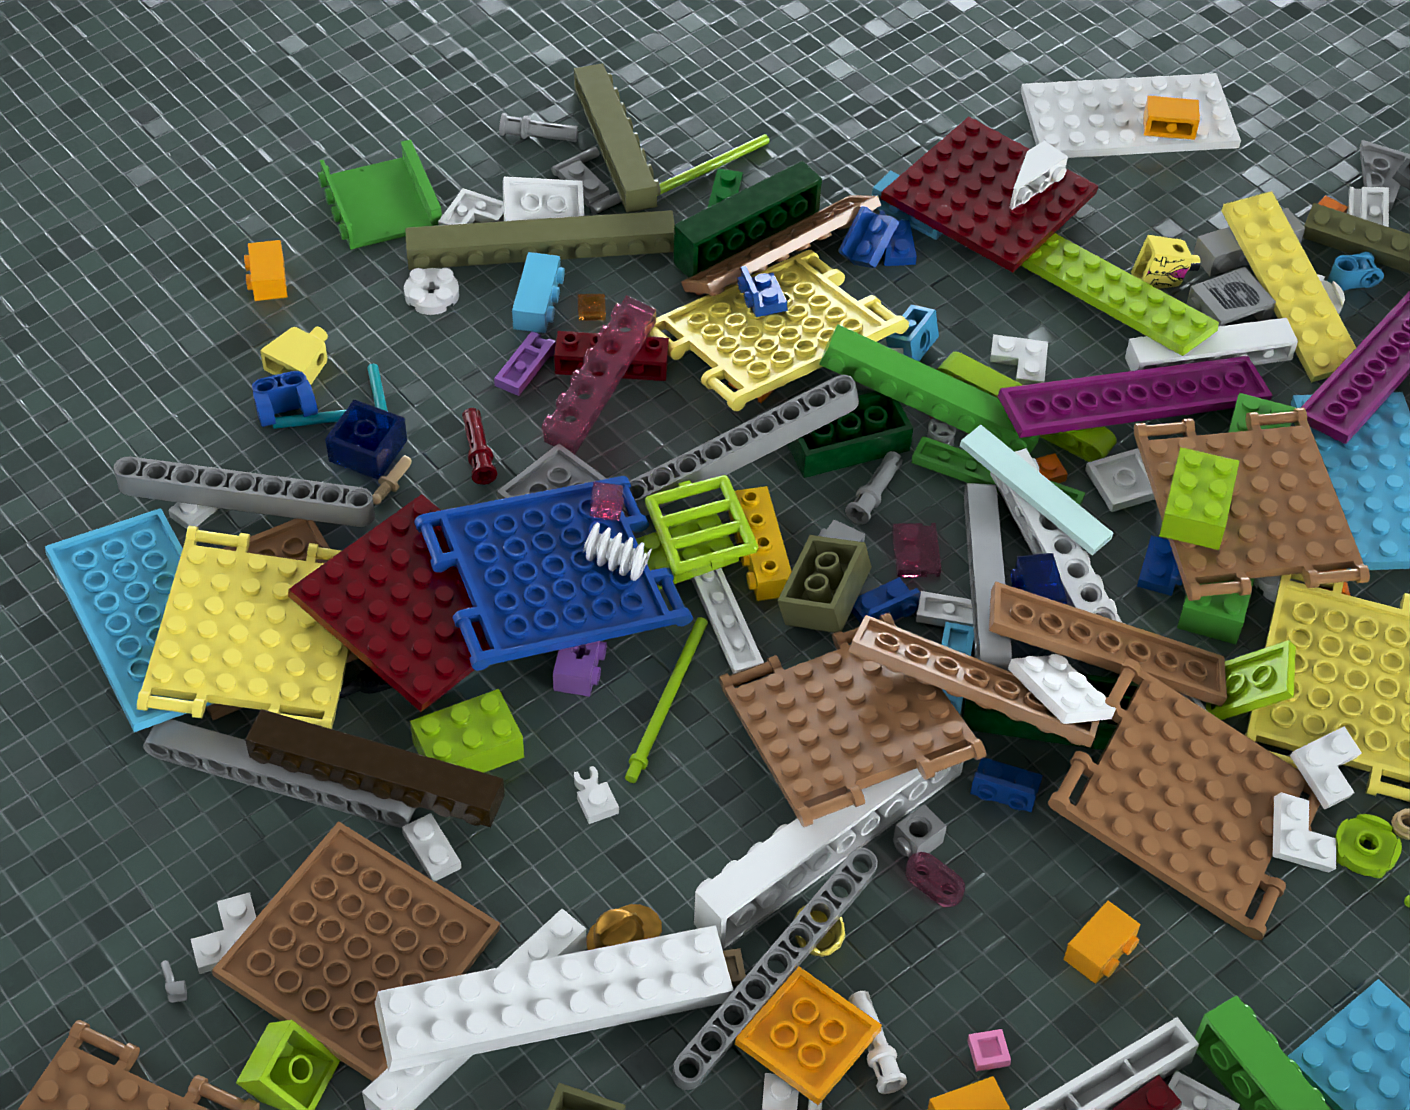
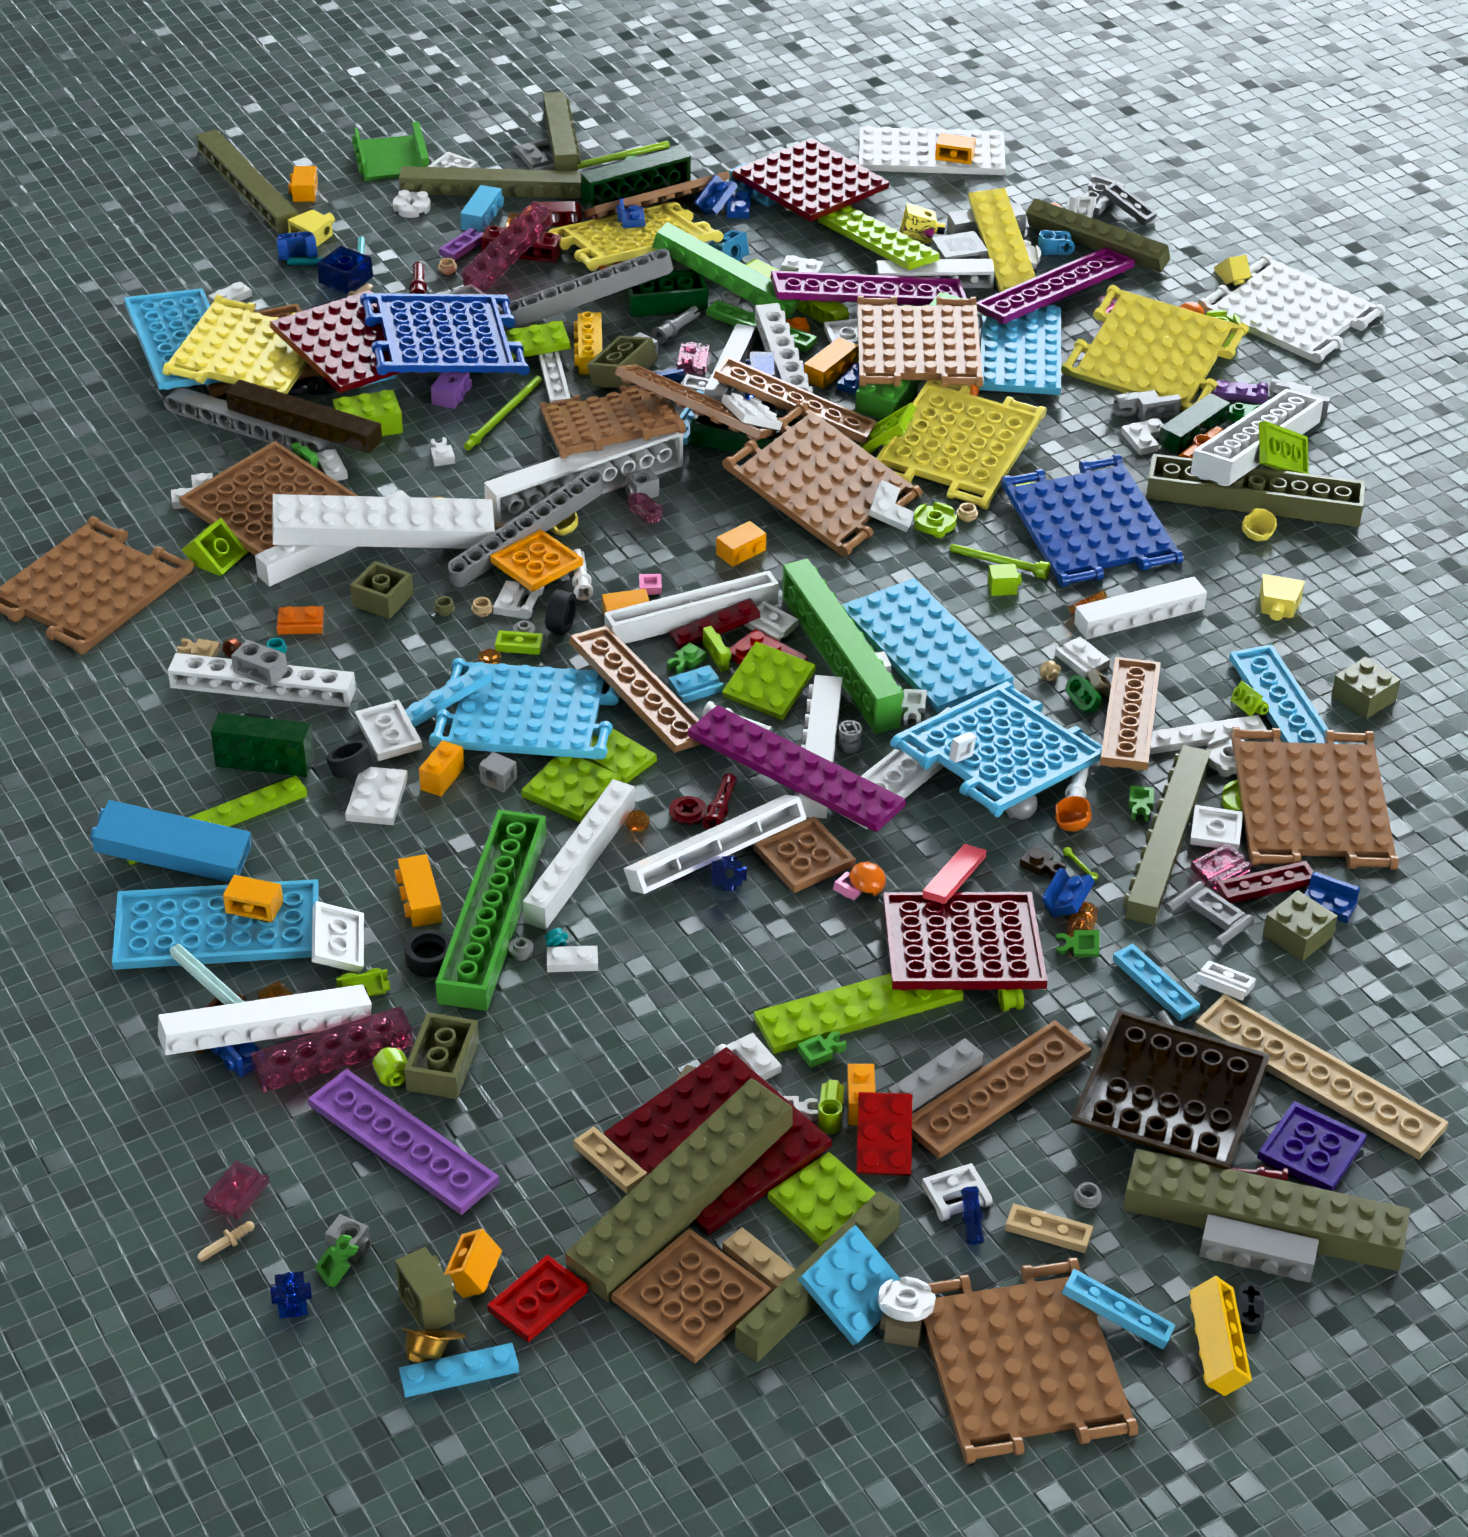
camera: 10 degrees right, 10 degrees down
(176, 990) = (156, 511): light grey hand -> none
(182, 273) = (246, 180): none -> olive brick
(244, 491) = (255, 284): light grey beam -> none
(391, 841) = (305, 453): none -> bright green plate
(513, 409) = (447, 266): none -> tan plate
(526, 127) = (501, 125): light grey pin -> none
(541, 198) = (498, 157): white plate -> none
(606, 501) = (488, 302): clear pink bracket -> none
(616, 552) = (485, 325): white piece -> none
(652, 288) = (564, 212): none -> dark red beam
(671, 544) = (551, 340): lime bar -> none
(1006, 784) = (707, 471): blue bracket -> none
(1036, 490) = (776, 322): light aqua tile -> none
(1039, 170) = (842, 166): white slope -> none
(1130, 526) = (831, 362): none -> light orange brick
(1199, 498) = (879, 329): lime brick -> none
(1320, 765) = (918, 472): white plate -> none

